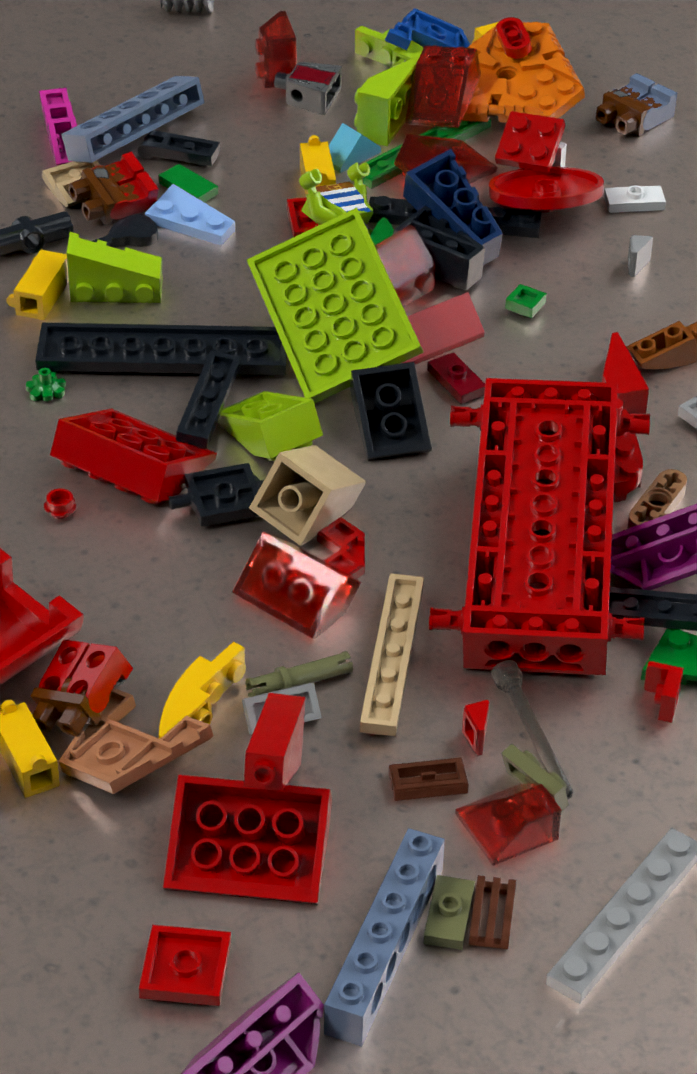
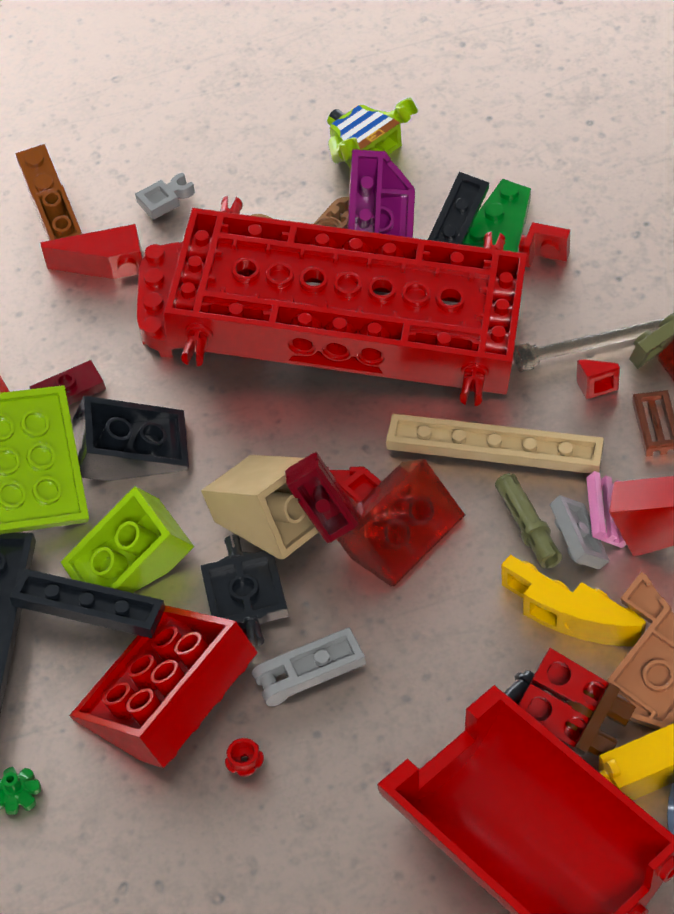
camera: 80 degrees left, 10 degrees up
(145, 538) = (308, 666): none -> light grey plate
(288, 502) = (321, 497): none -> dark red brick
(340, 729) = (599, 513): none -> bright pink tile

